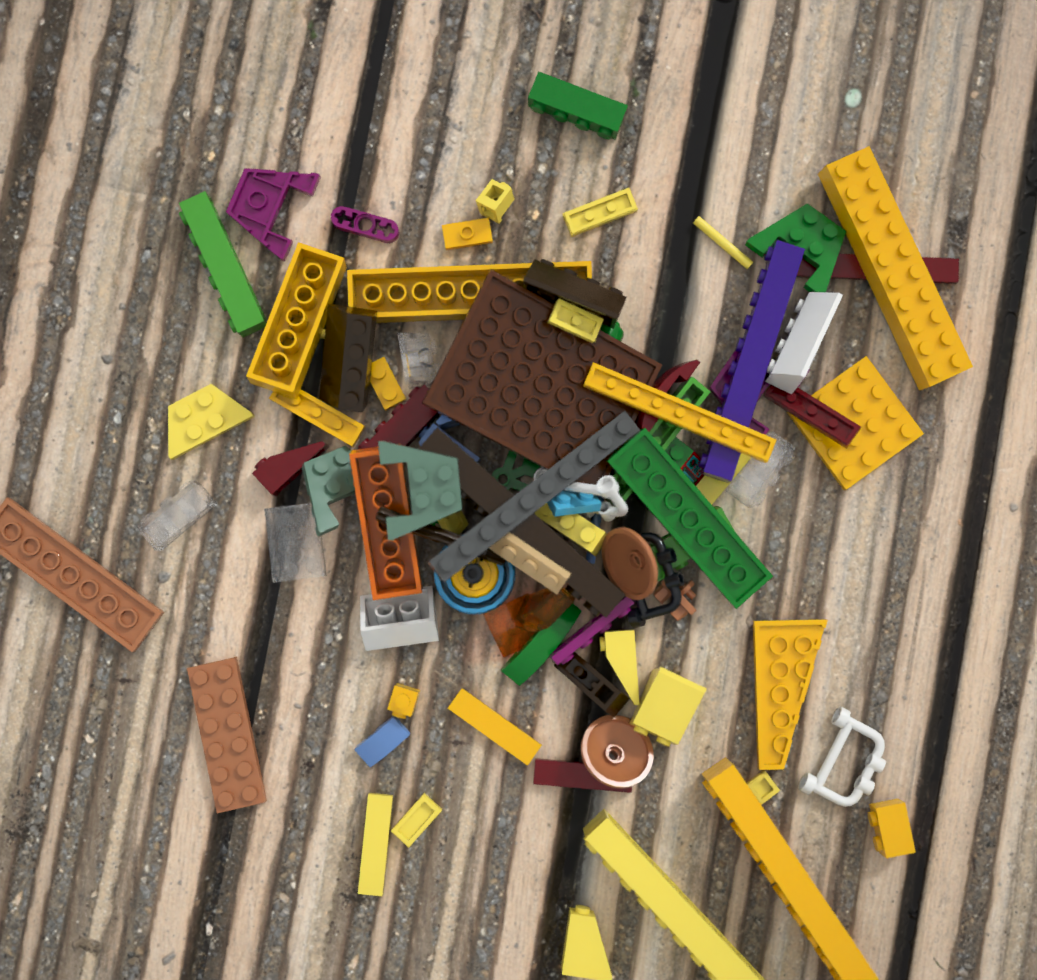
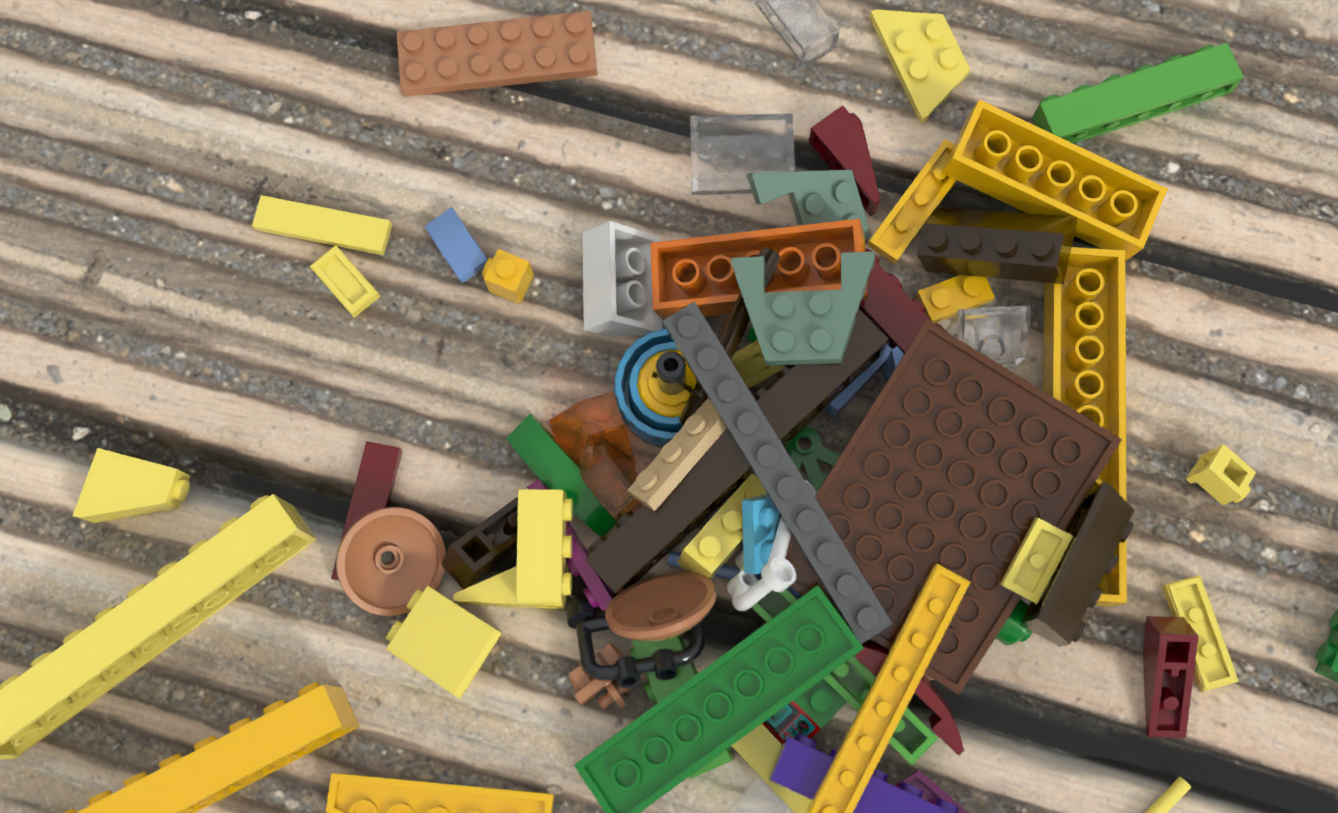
camera: 100 degrees right, 10 degrees down
(260, 200) = (1229, 153): magenta wing -> none
(347, 225) = (1200, 280): magenta beam -> none
(467, 233) = (1171, 432): yellow plate -> none
(494, 726) = (454, 397): yellow tile -> none
(599, 647) = (543, 546): none -> light yellow brick
(630, 232) = (1168, 675): none -> dark red slope
(762, 787) = (306, 776): light yellow tile -> none

